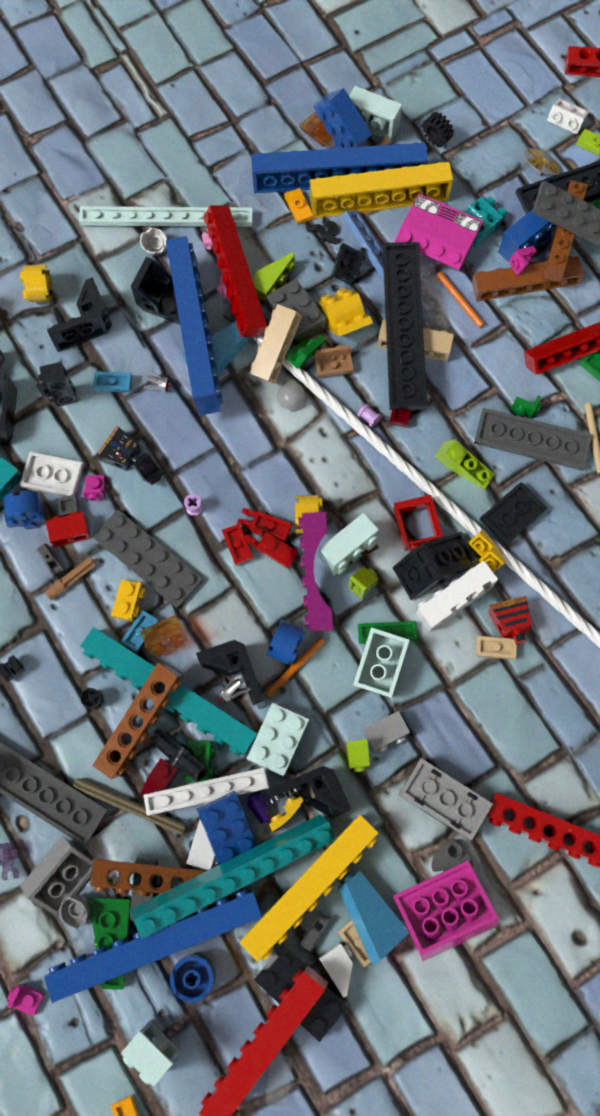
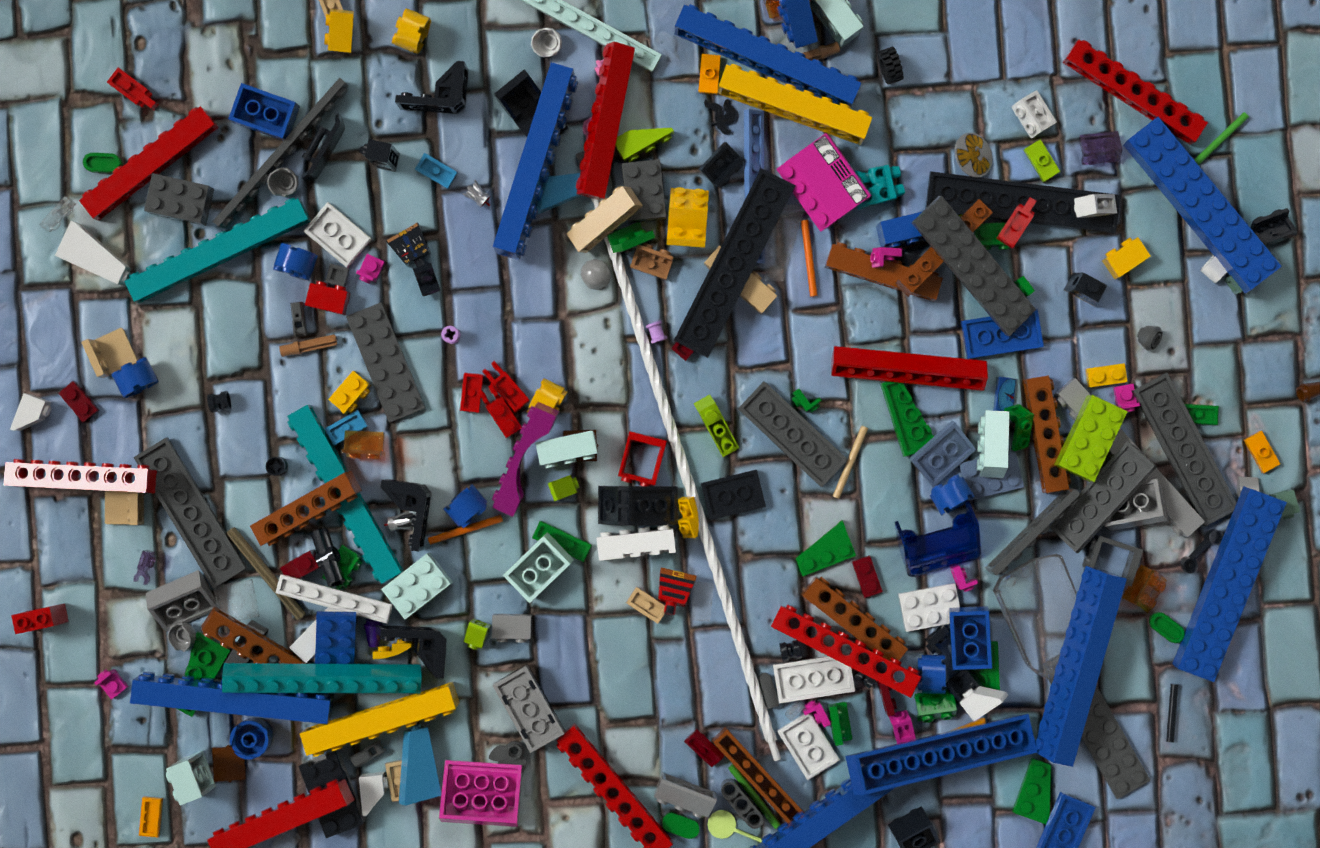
camera: 25 degrees right, 15 degrees up
(182, 1020) = (227, 765): none -> reddish brown piece

